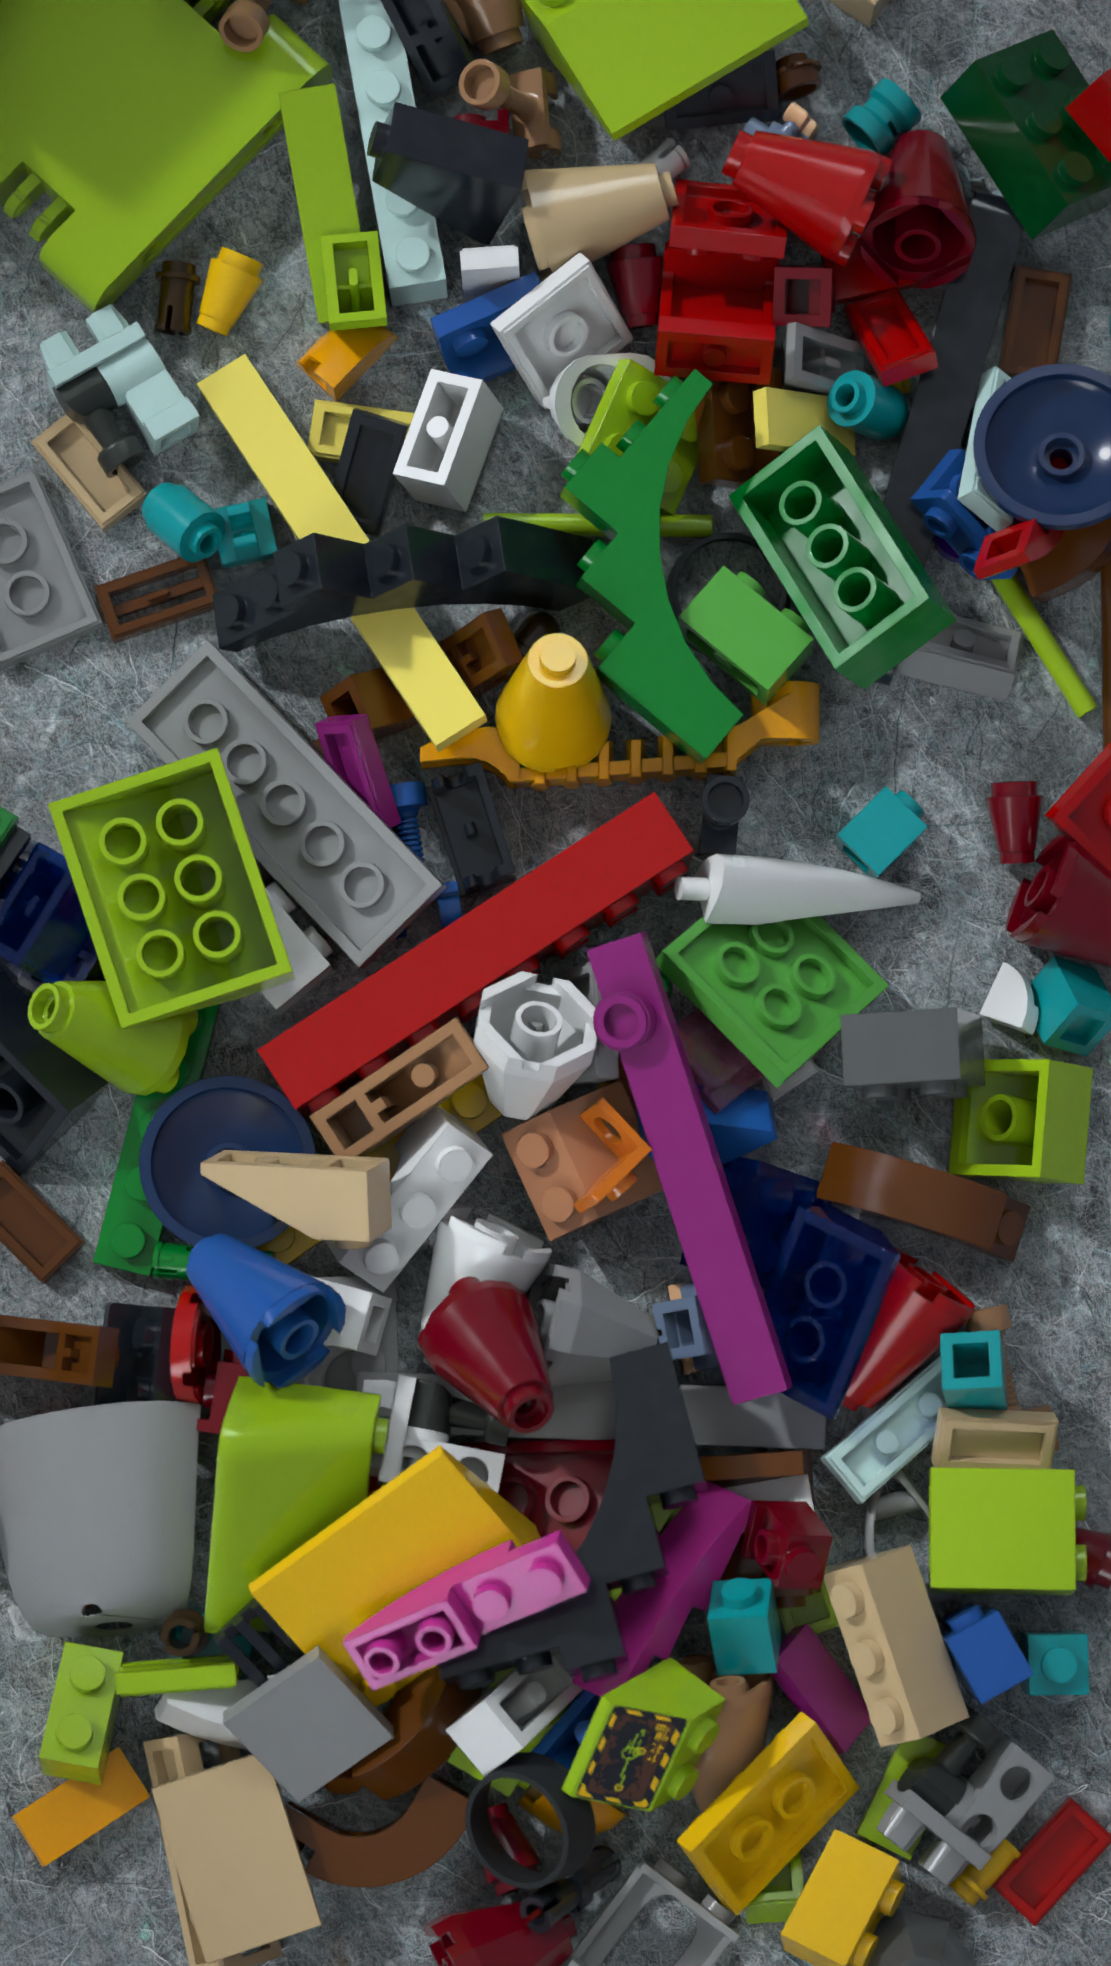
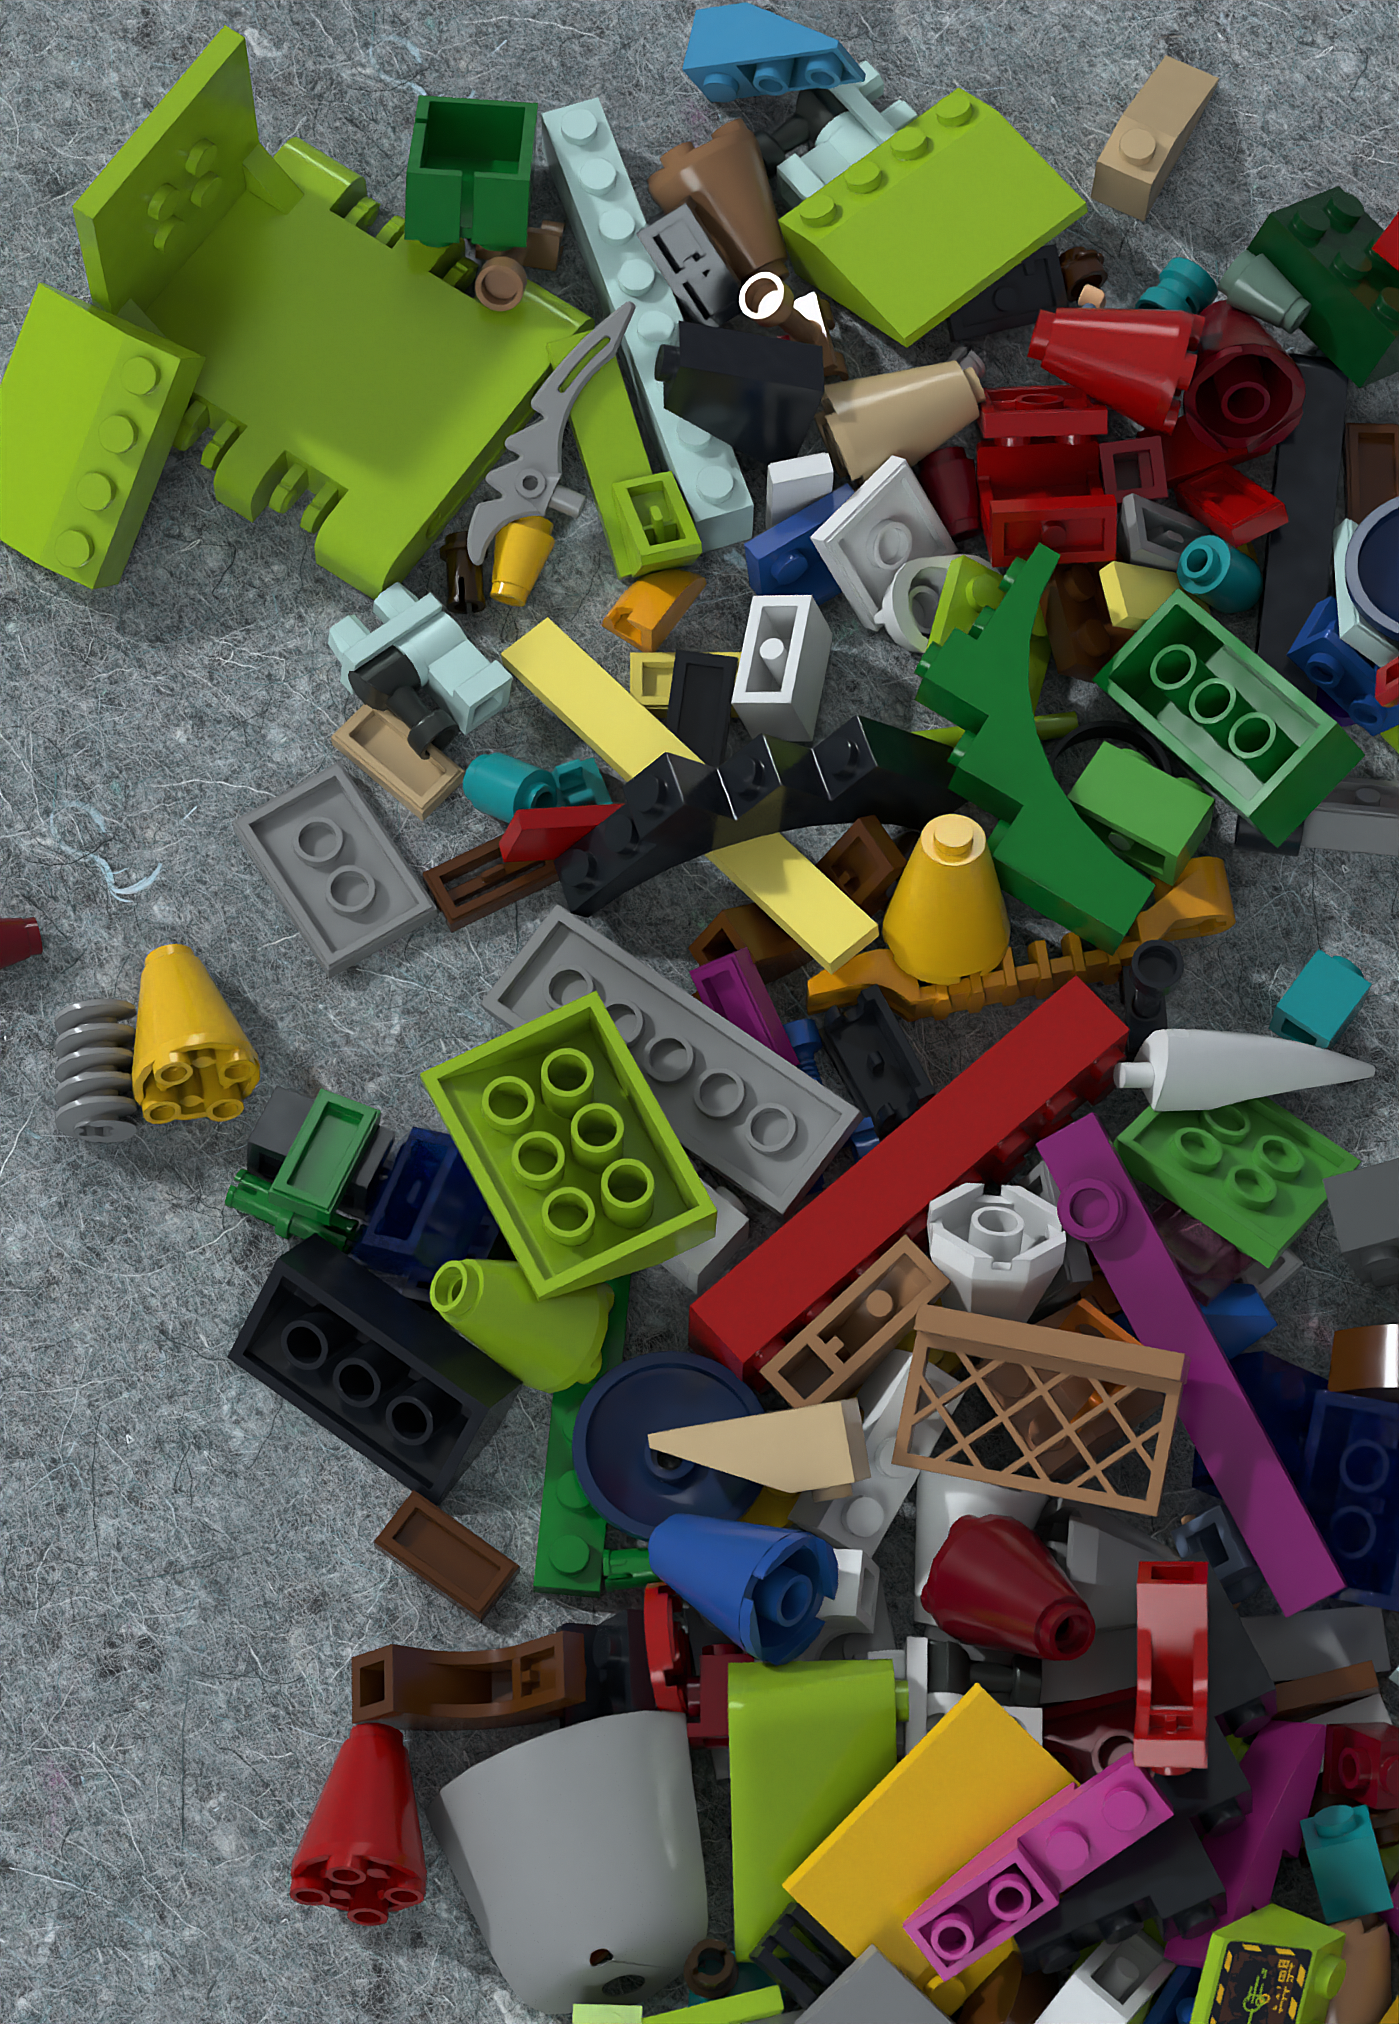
camera: 10 degrees left, 15 degrees down
(213, 570) = (550, 831): none -> red tile
(246, 225) = (534, 479): none -> light grey piece
(564, 1148) = (1052, 1351): none -> medium nougat fence
(612, 1460) = (1172, 1667): none -> red arch
(957, 134) = (1263, 292): none -> sand green cone

